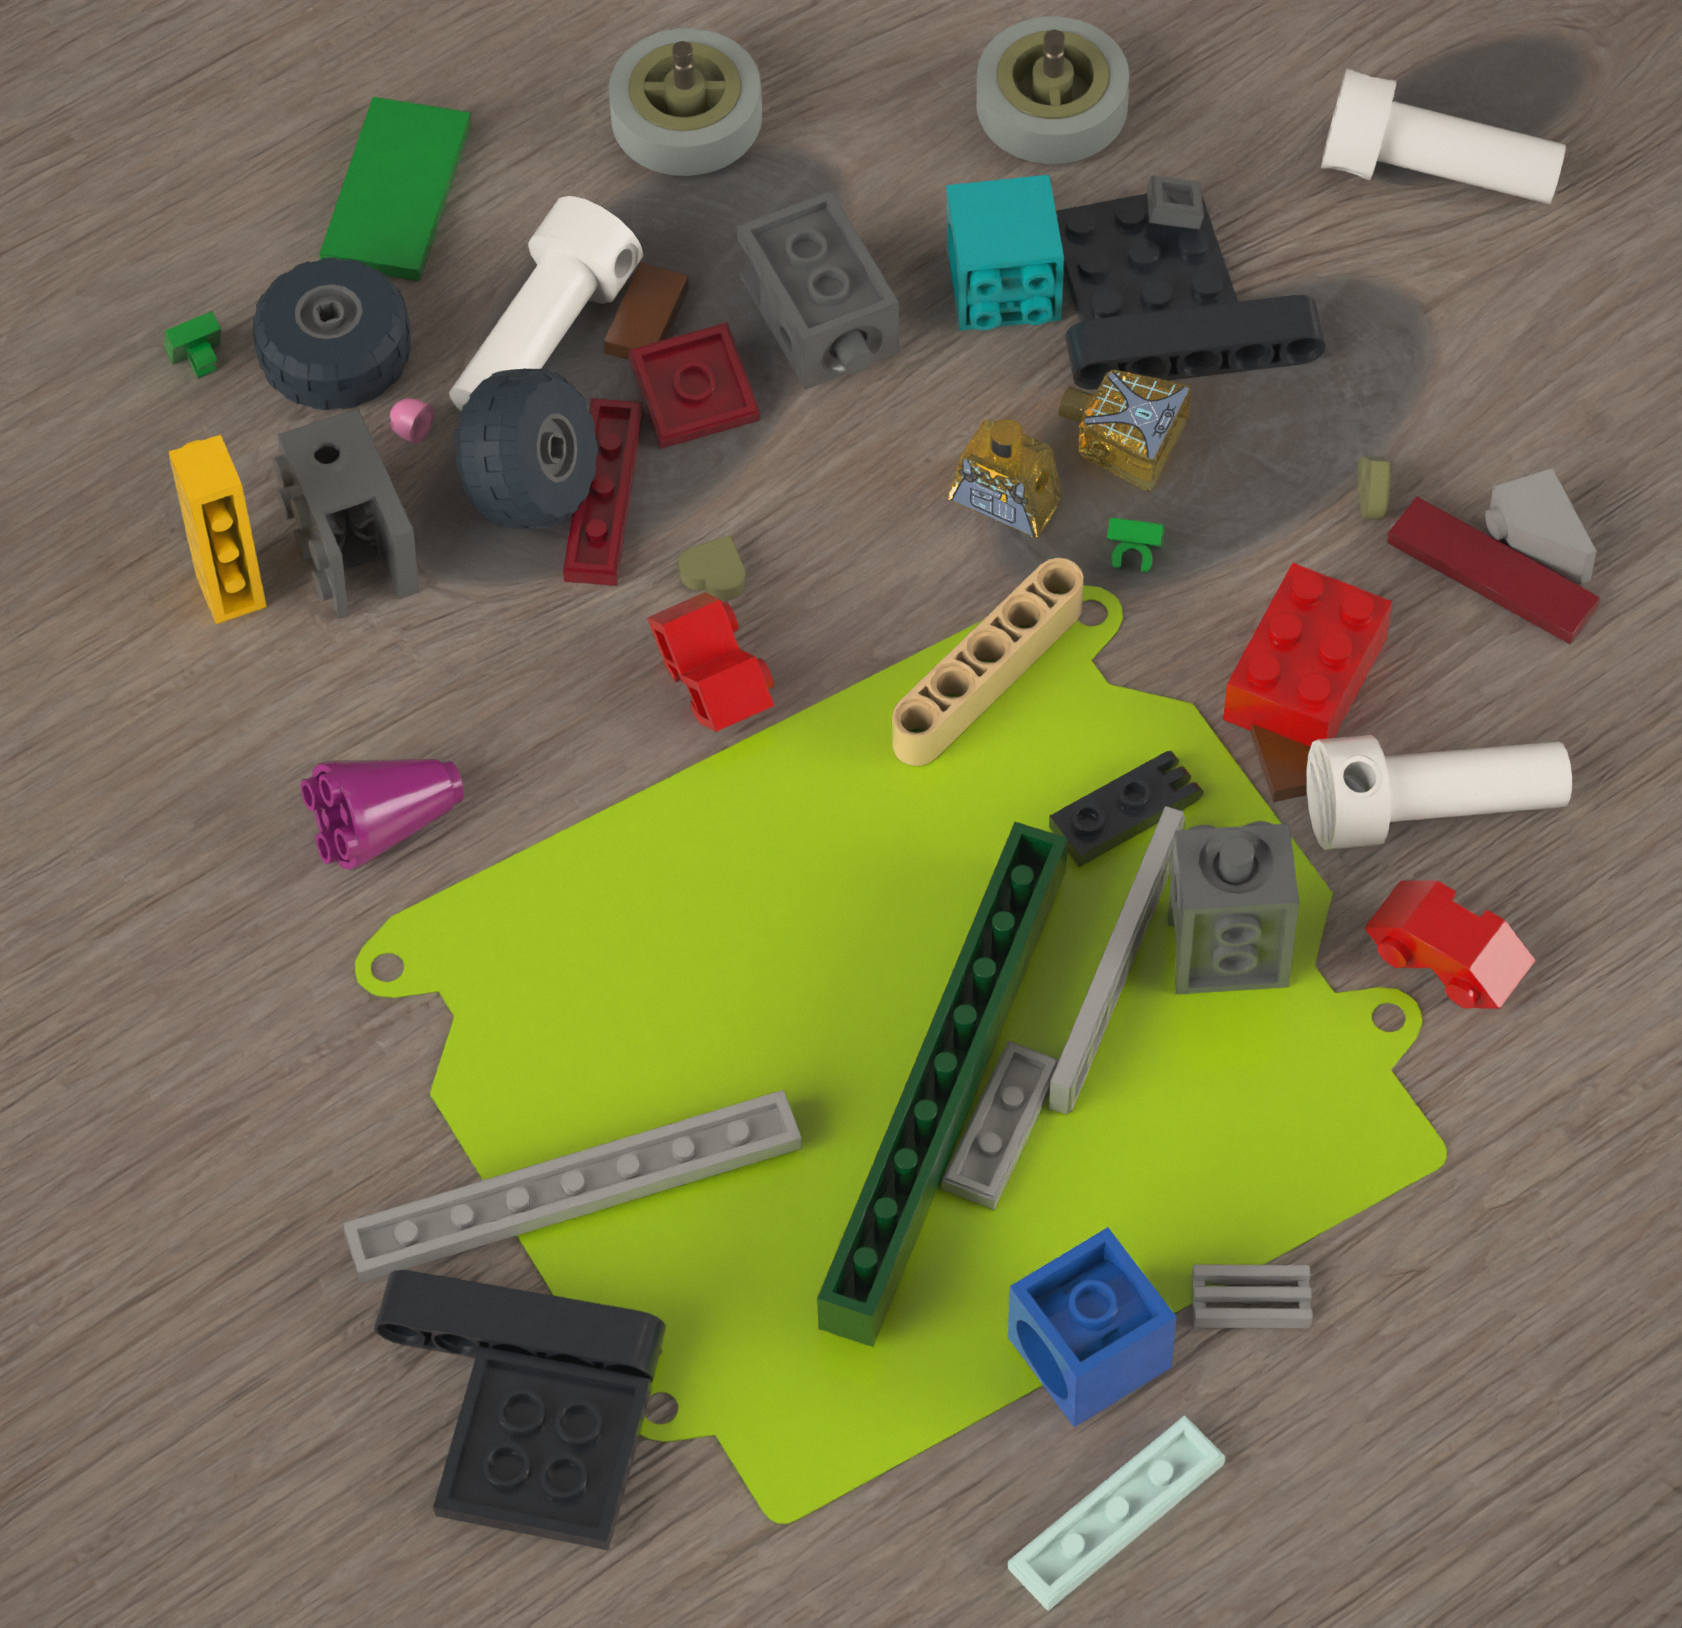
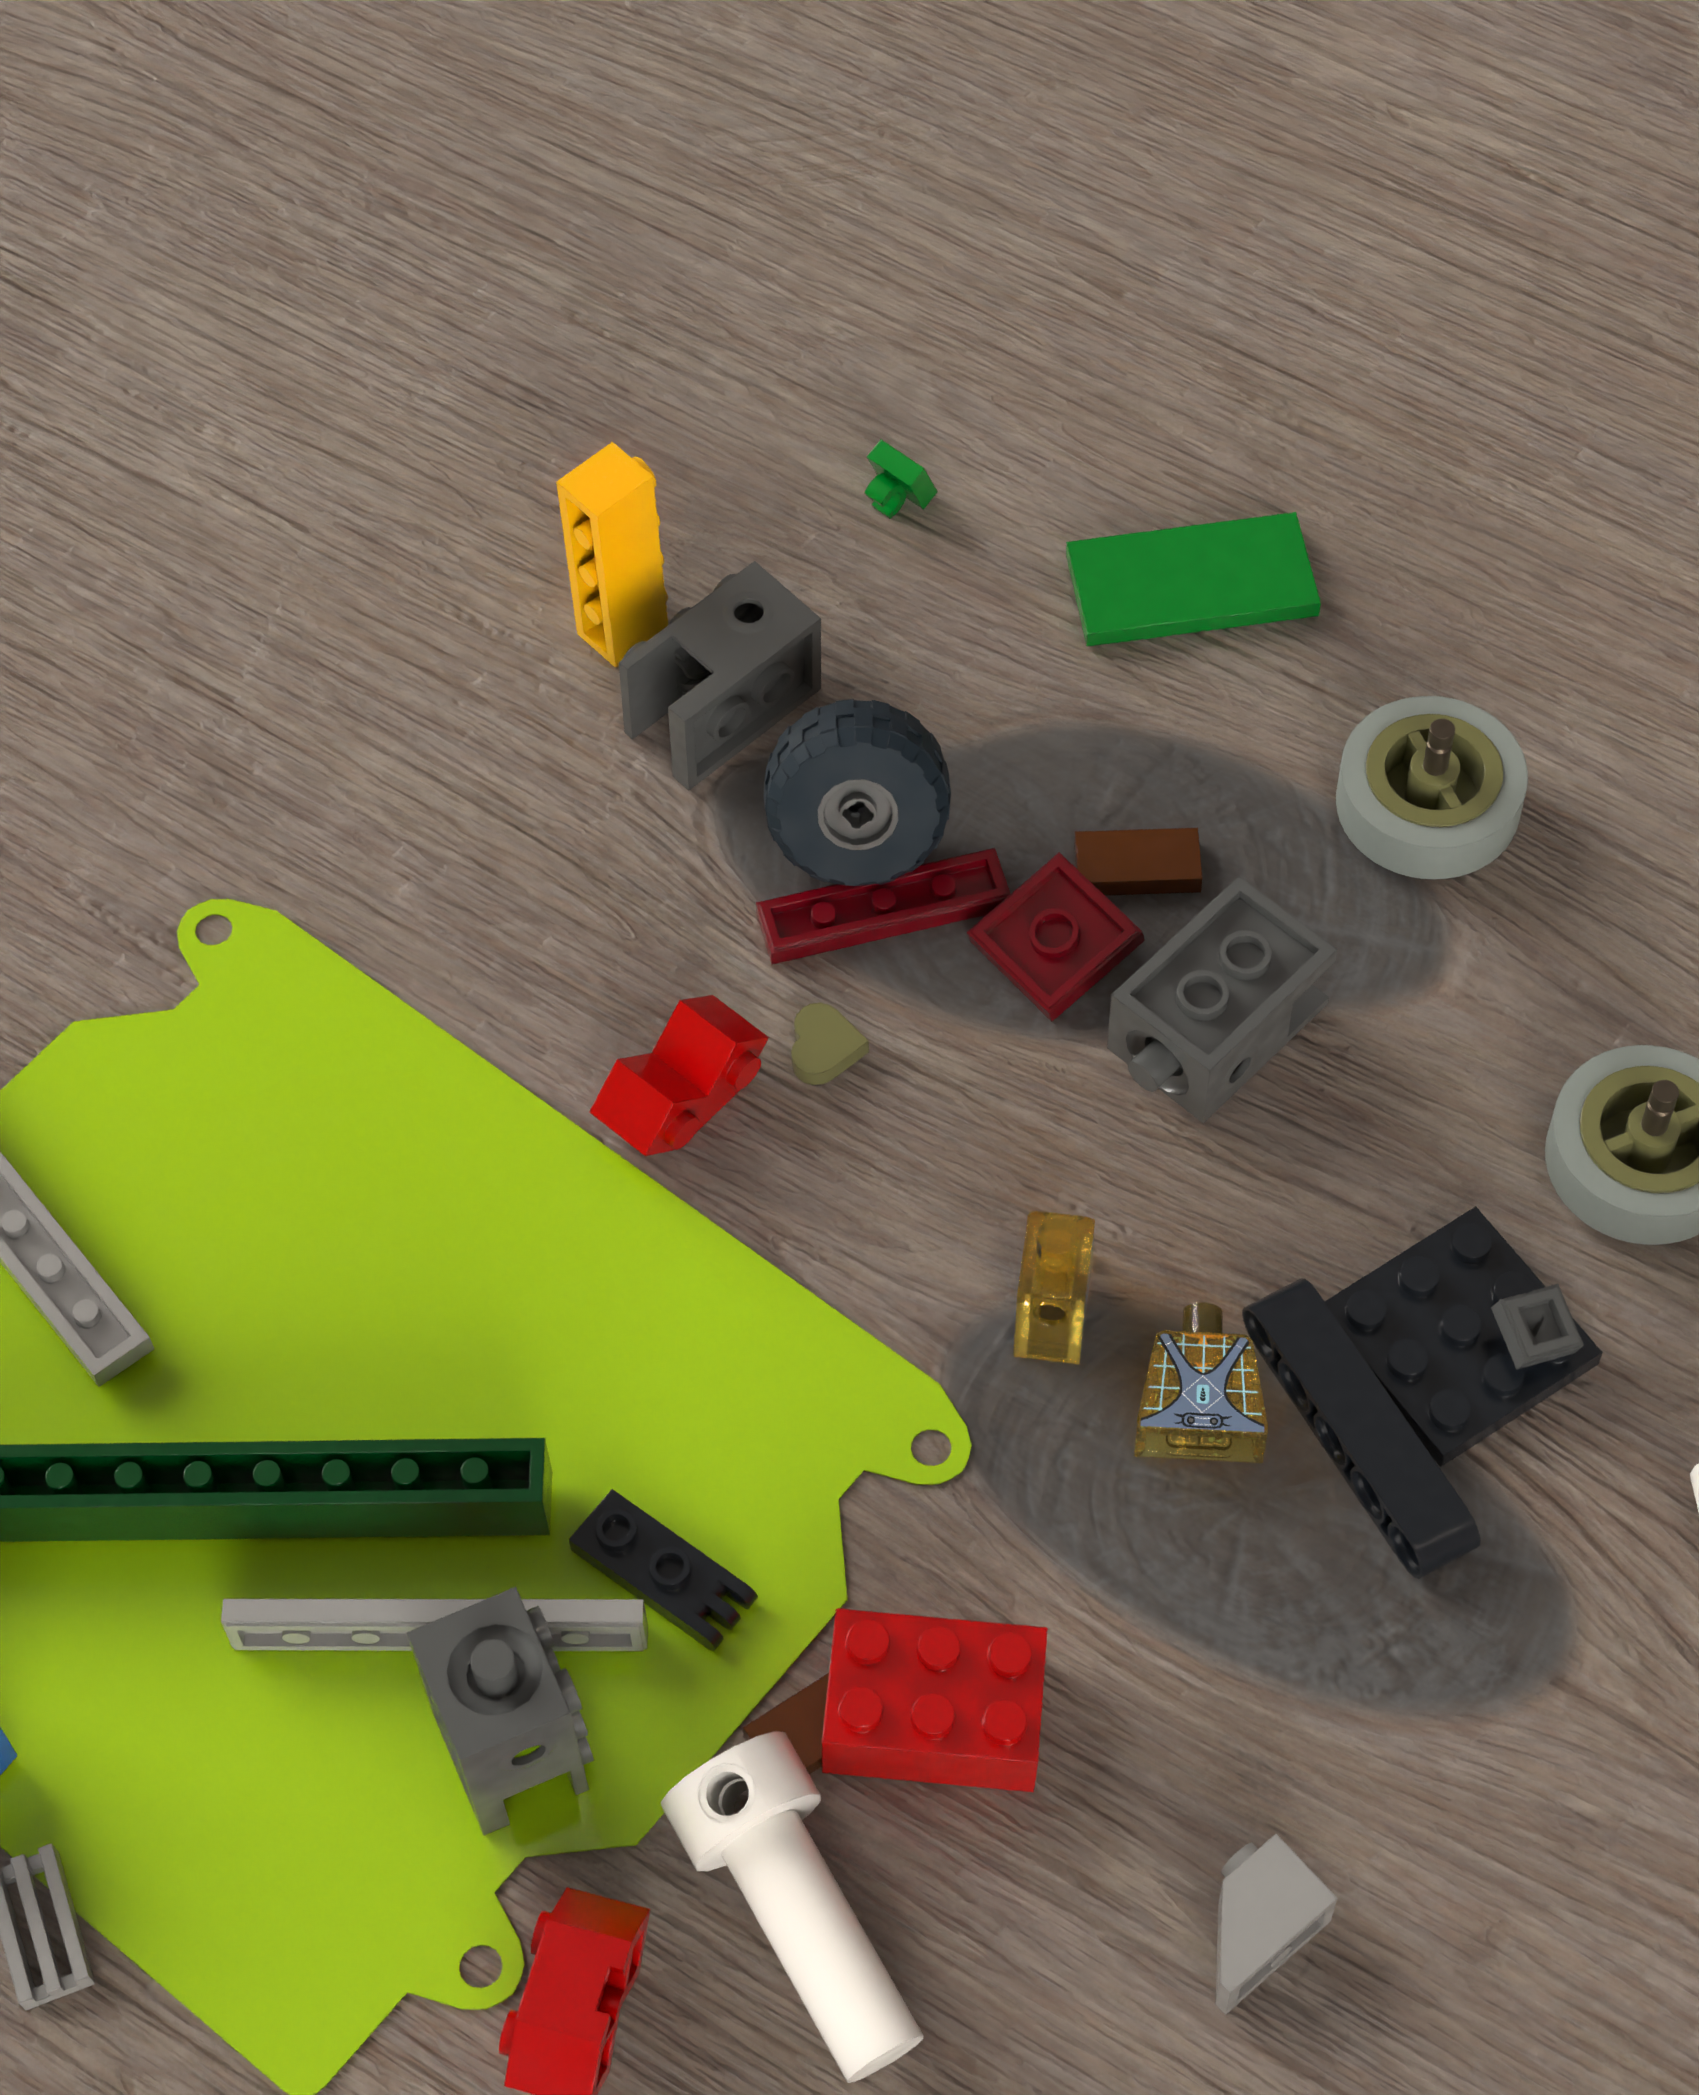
camera: 70 degrees right, 0 degrees up
(332, 333) = (957, 584): black wheel -> none
(376, 804) = (378, 836): magenta cone -> none
(412, 419) = (894, 690): bright pink hinge -> none
(579, 258) = (1148, 759): white piece -> none
(979, 682) = (815, 1376): tan beam -> none
(1000, 1126) = (183, 1576): light grey tile -> none
(1004, 252) = (1366, 1168): teal brick -> none
(1134, 536) = (1042, 1450): green tile -> none
(1374, 486) = (1237, 1698): olive tile -> none
(1493, 570) = (1180, 1887): dark red tile -> none

